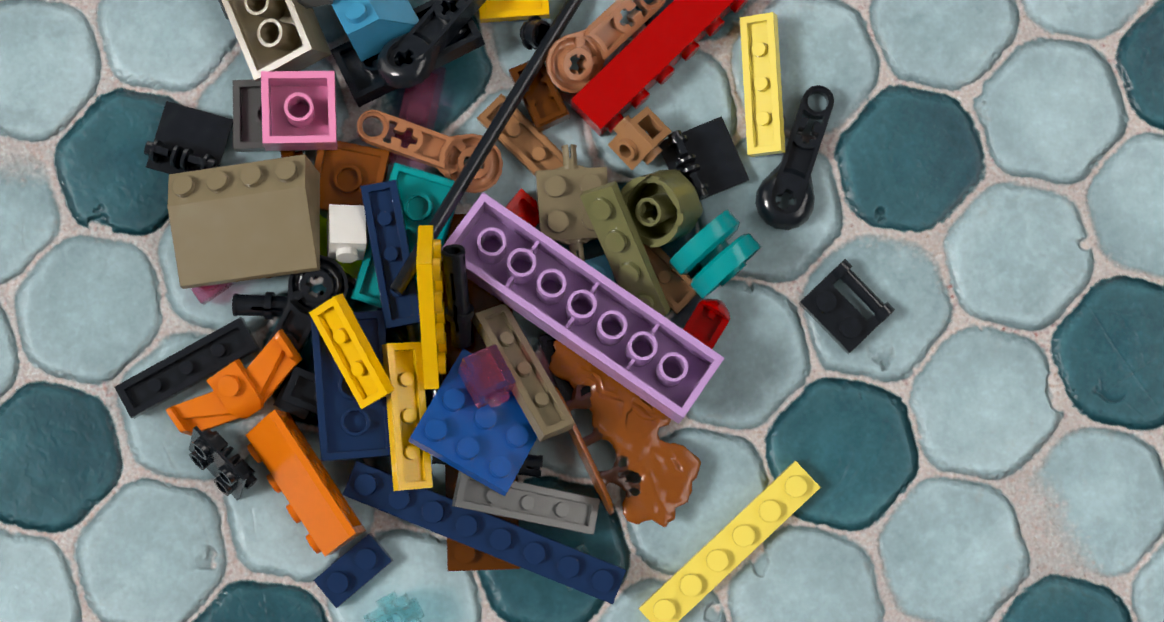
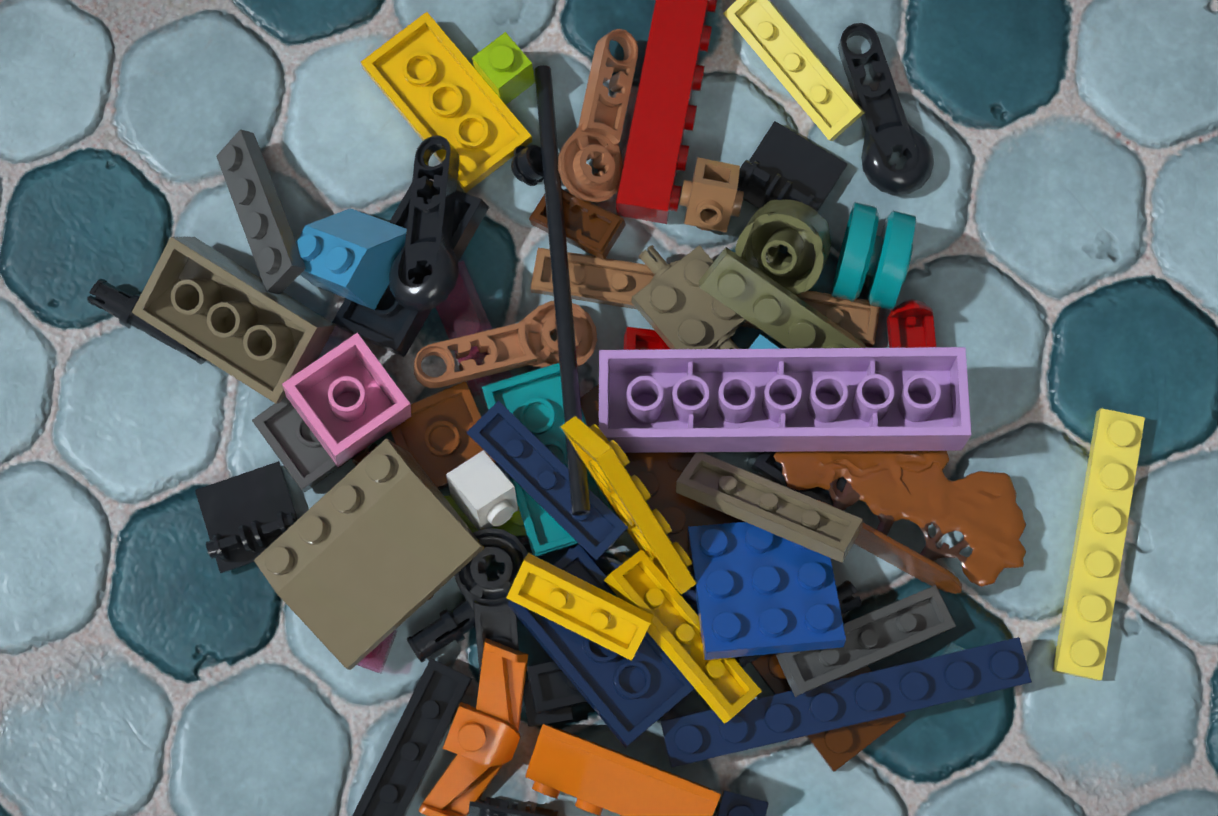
camera: 30 degrees left, 5 degrees down
(459, 310) = (643, 464): black pin -> none
(487, 377) = (739, 535): clear pink brick -> none
(838, 315) = (1030, 235): black plate -> none

